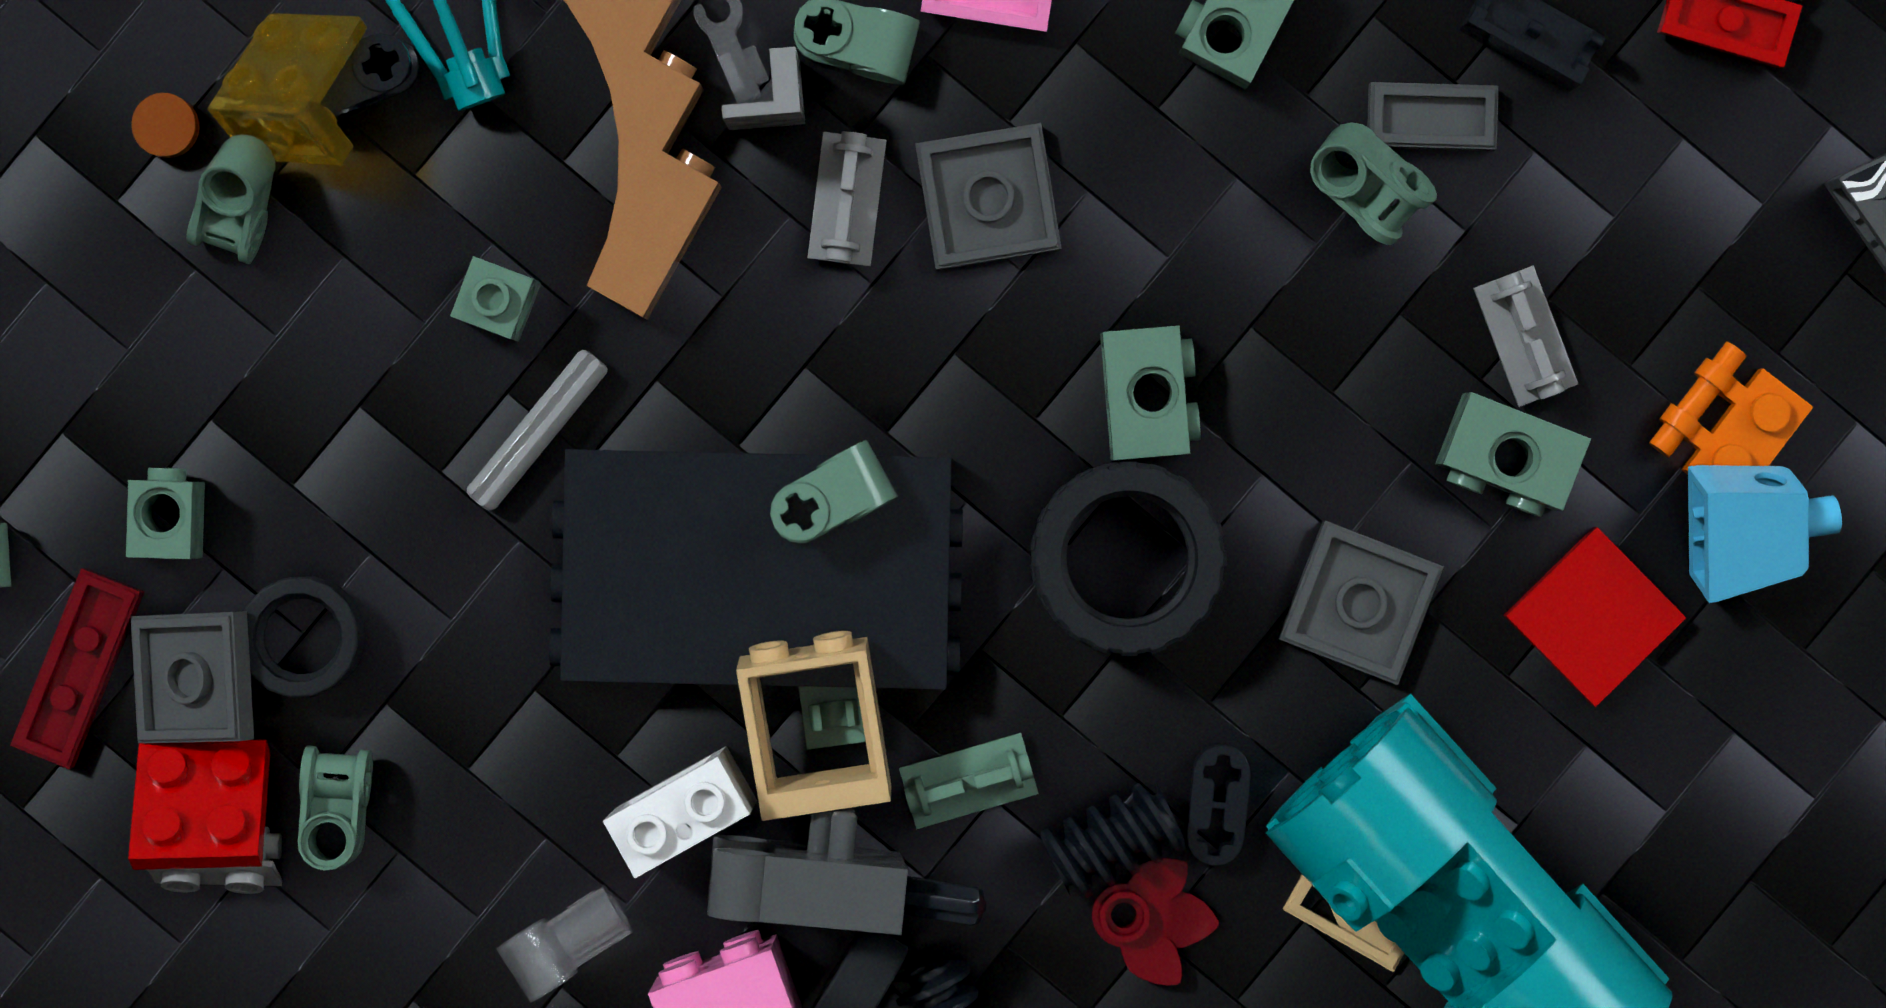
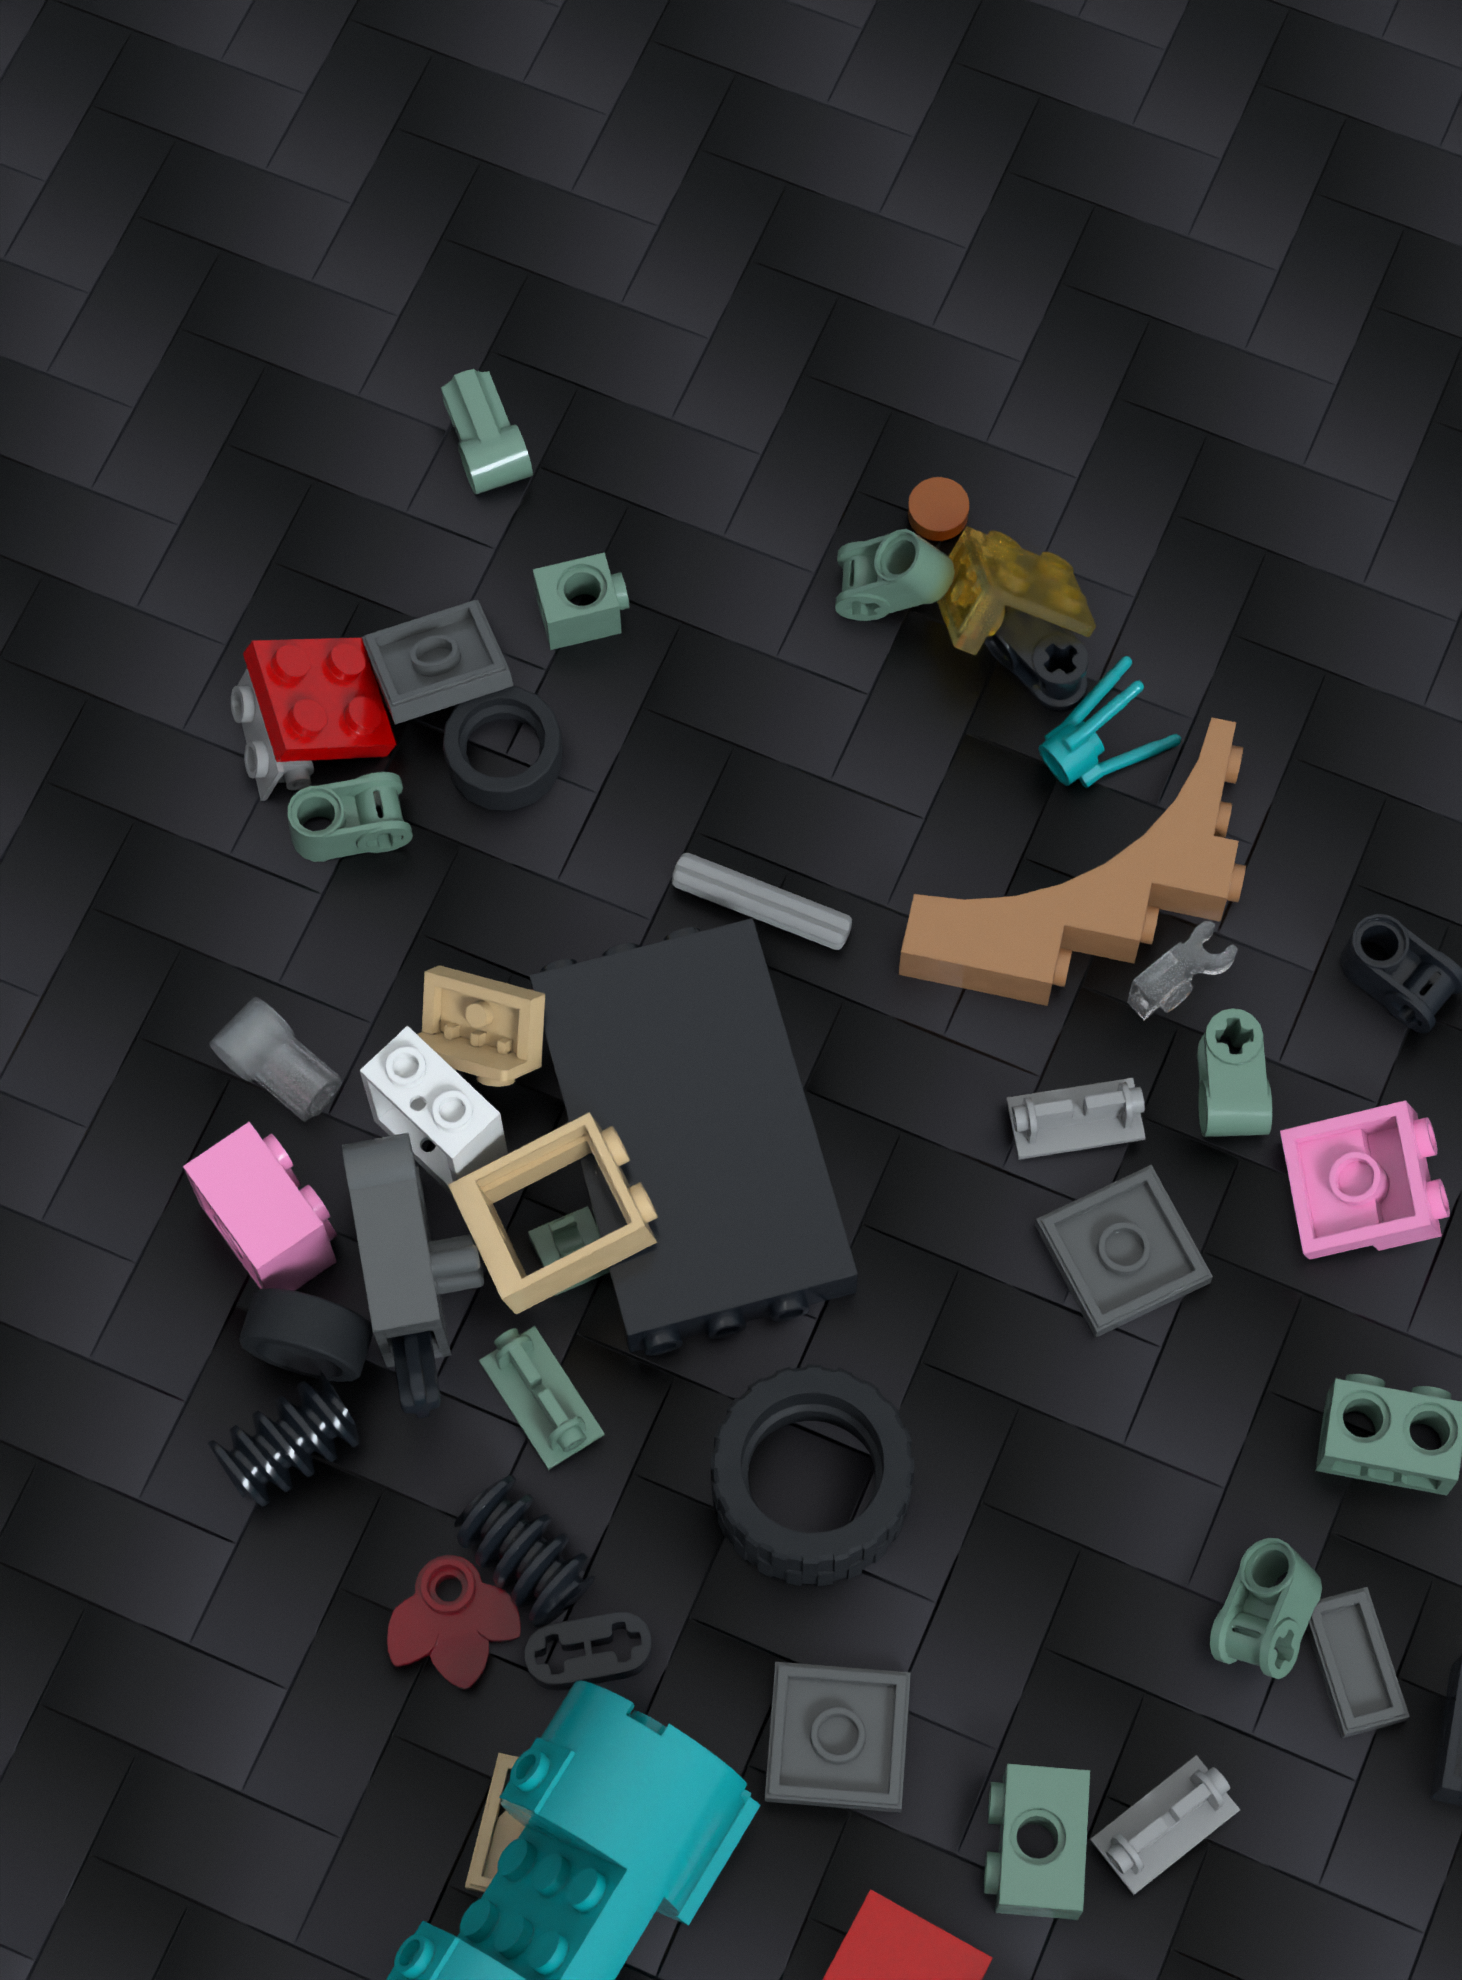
camera: 75 degrees right, 20 degrees down
(77, 668) = (415, 570): dark red tile -> none
(495, 299) = (874, 825): sand green brick -> none
(598, 745) = (482, 1025): none -> tan bracket
(787, 101) = (1152, 1020): light grey panel -> none
(841, 487) = (791, 1171): sand green piece -> none
(1127, 358) = (1006, 1423): sand green brick -> none

